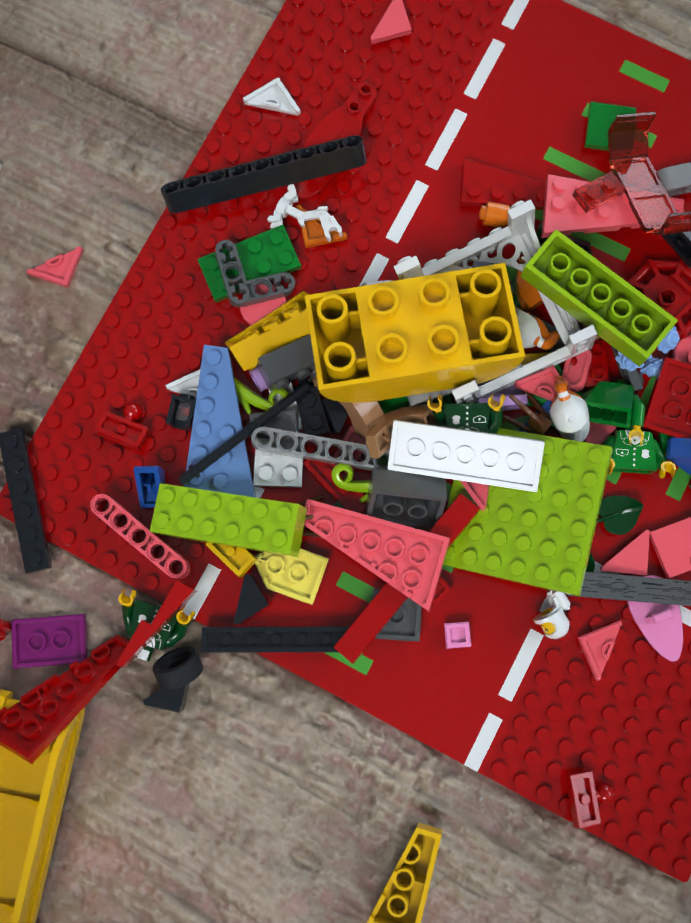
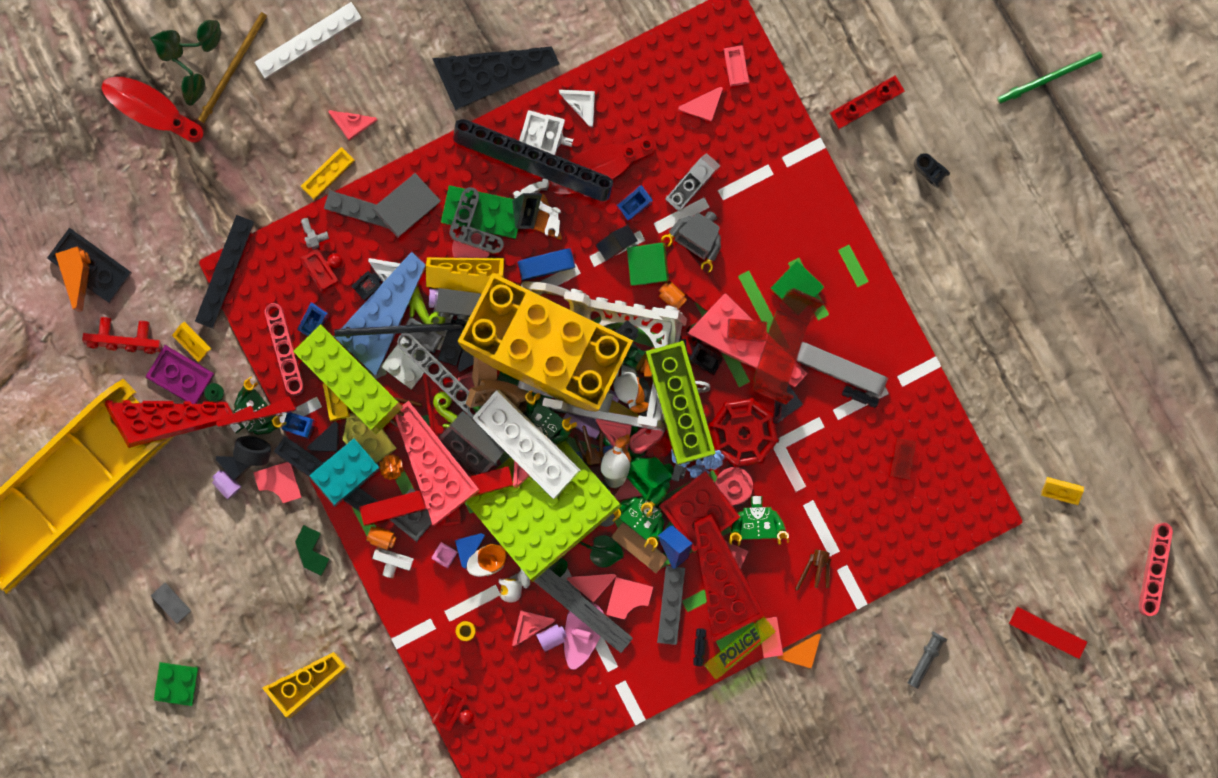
camera: 25 degrees right, 5 degrees up
(37, 597) = (191, 341): none -> yellow plate
(67, 333) = (327, 173): none -> yellow tile
(94, 405) = (313, 240): none -> light grey piece
(103, 633) = (217, 396): none -> dark green tile
(127, 342) = (352, 208): none -> dark grey plate
(161, 132) = (484, 74): none -> black wing
(167, 306) = (406, 205): none -> dark grey tile
(174, 723) = (226, 484): none -> lavender brick
(201, 896) = (171, 603): none -> flat silver tile
(210, 605) = (299, 425): none -> blue slope
(228, 678) = (279, 480): none -> coral tile
(256, 142) = (544, 132): none -> white plate
(291, 225) = (526, 210): none -> black slope
(292, 621) = (344, 472): none -> teal brick
(319, 739) = (305, 544): none -> dark green tile
(337, 581) = (391, 467): none -> orange gear
(351, 266) = (546, 264): none -> blue beam
(379, 663) = (381, 537): none -> orange brick
(395, 149) = (635, 203): none -> blue slope
(403, 204) = (616, 242): none -> black slope
(408, 680) = (392, 561): none -> white tile
(436, 96) = (693, 182): none -> light grey slope
(450, 200) = (647, 264): none -> green tile
(477, 609) = (468, 546): none -> blue slope
(480, 139) = (698, 235): none -> dark grey torso
(509, 608) = (487, 560): none -> orange hair
(540, 700) = (465, 631): none -> yellow brick
(632, 642) = (551, 637): none -> lavender brick
(650, 485) = (635, 545): none -> medium nougat tile

